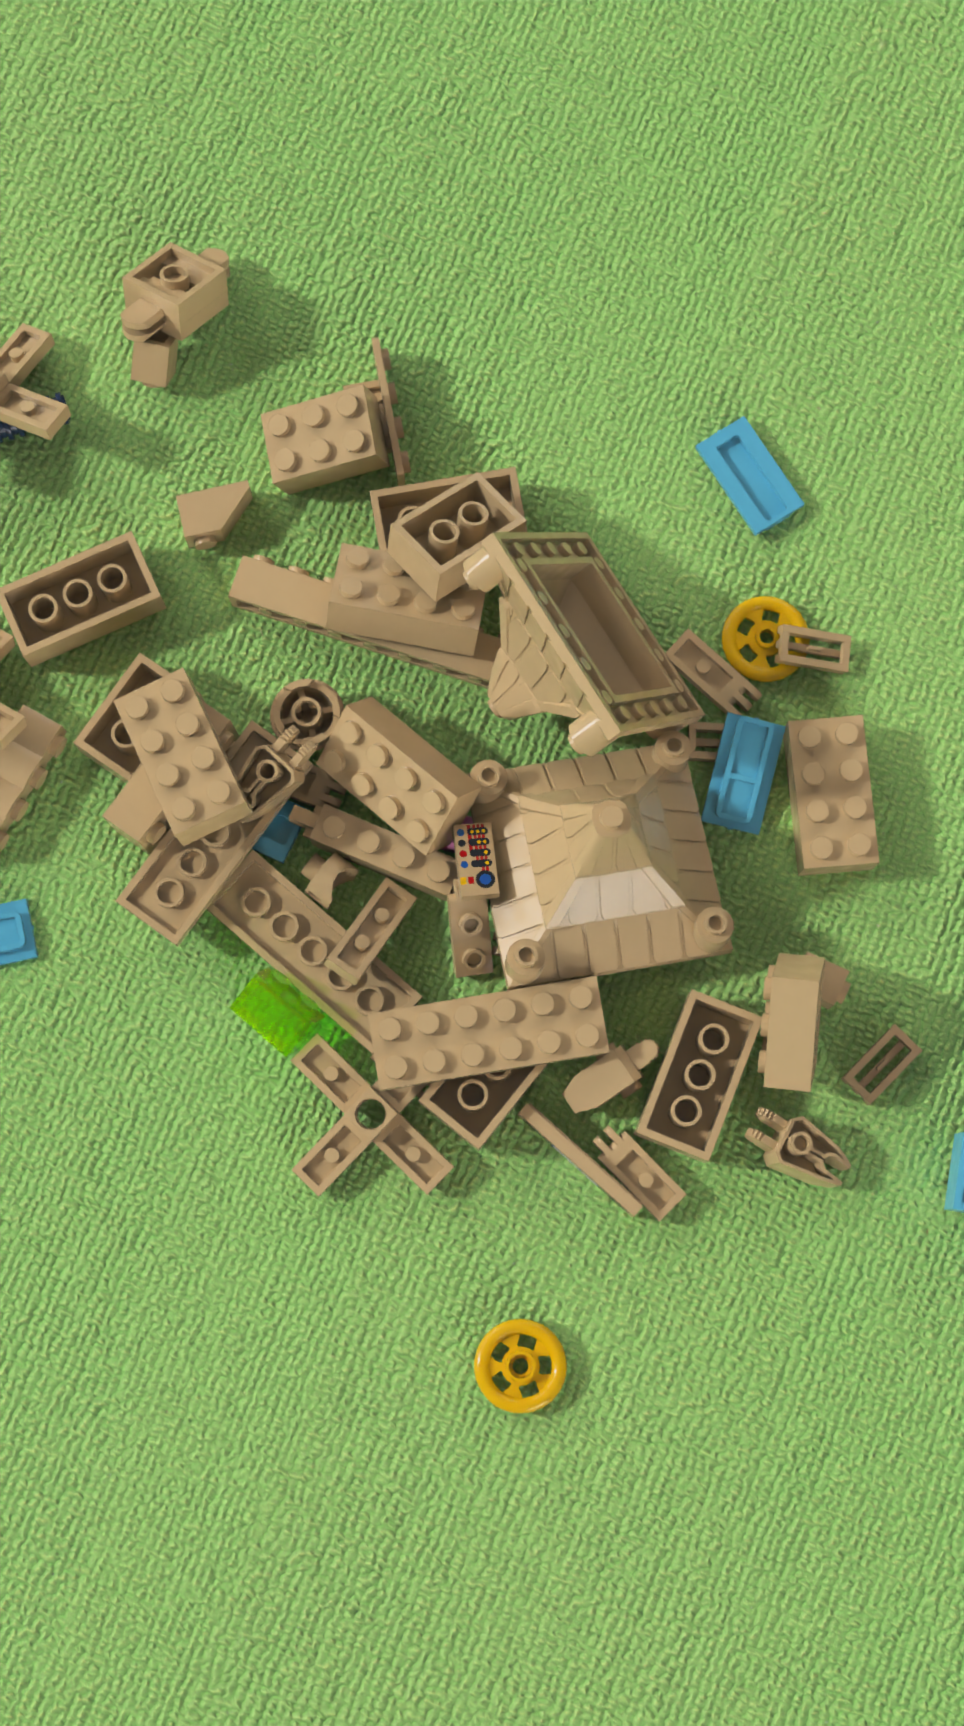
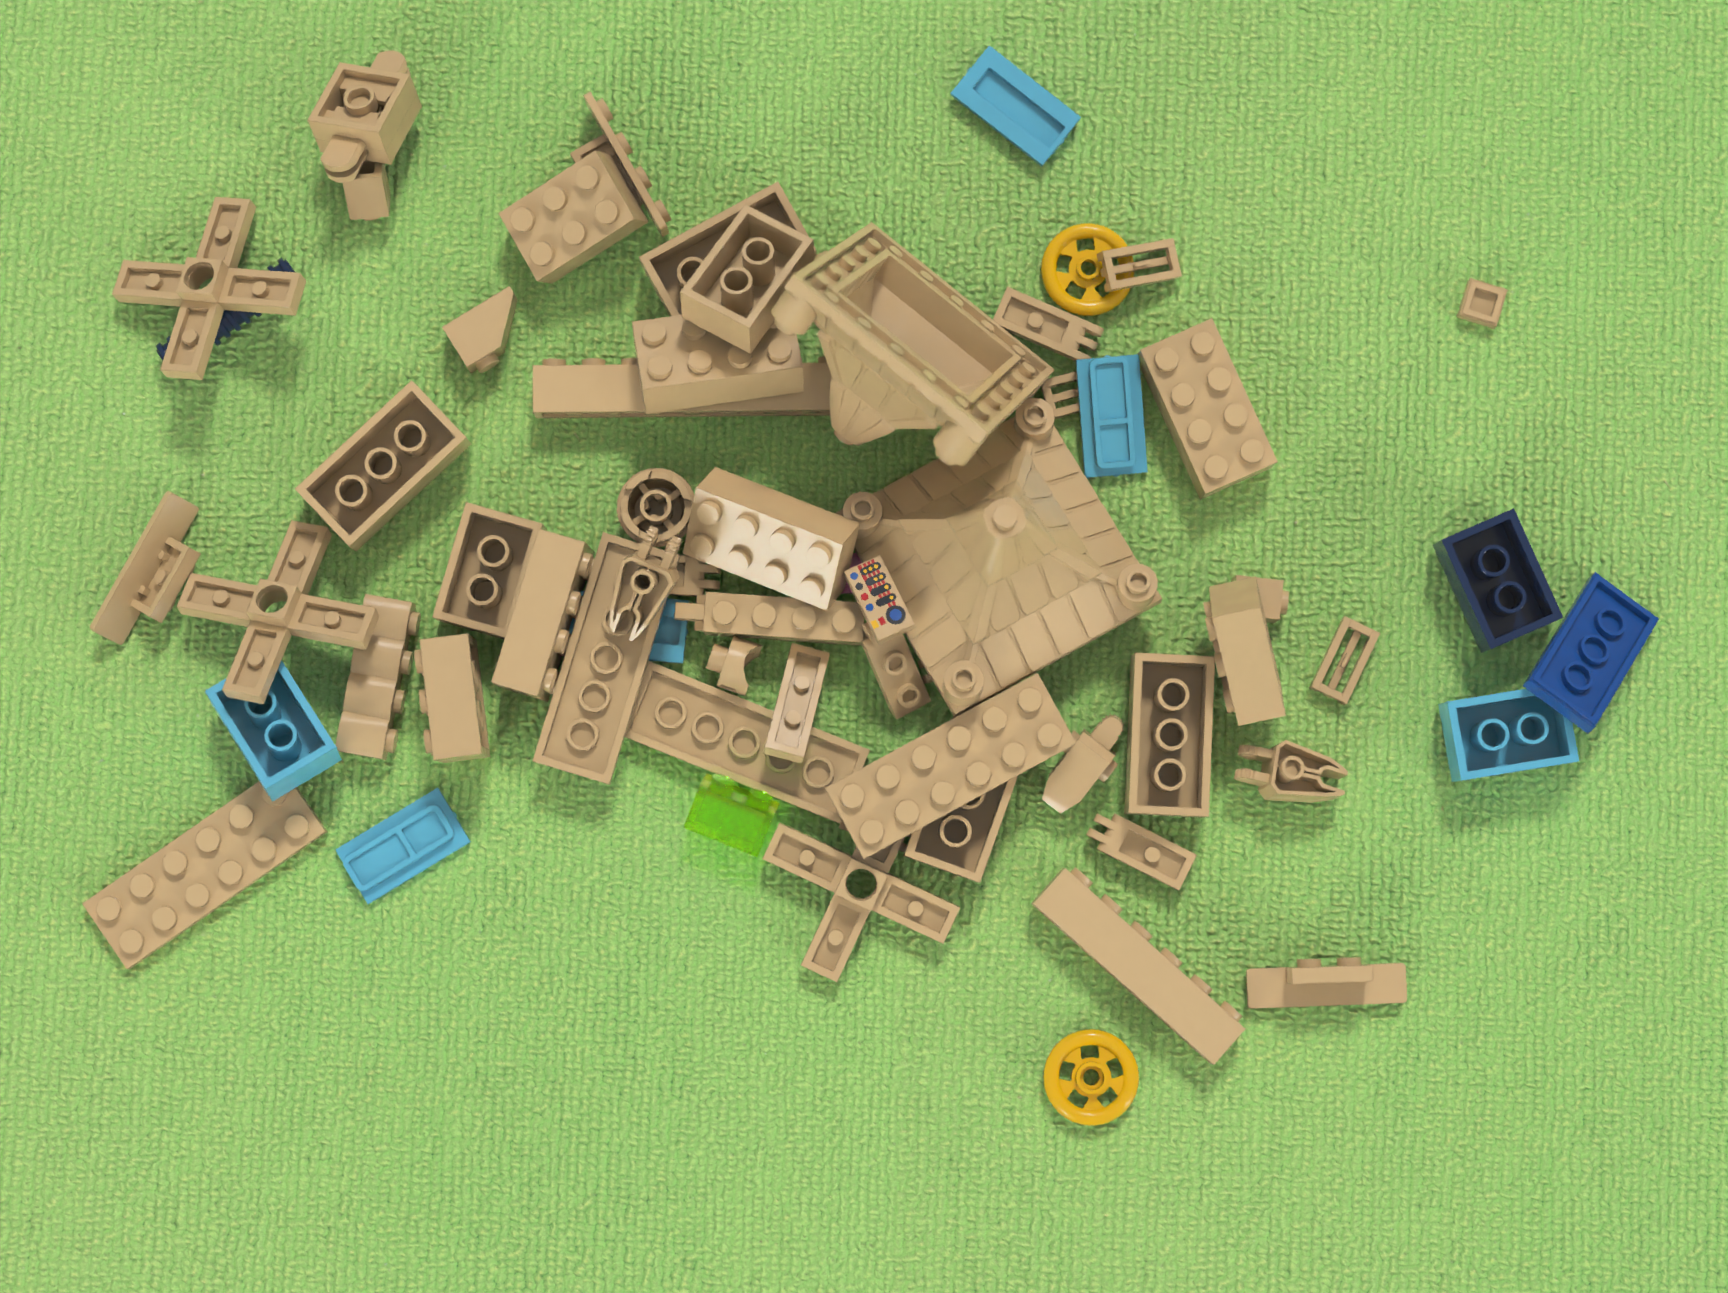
camera: 25 degrees left, 5 degrees up
(66, 821) = (452, 698): none -> tan brick
(183, 757) = (553, 597): tan brick -> none
(580, 1159) = (1081, 857): tan tile -> none
(599, 1278) = (1138, 965): none -> tan brick
(767, 1357) = (1326, 985): none -> tan bracket

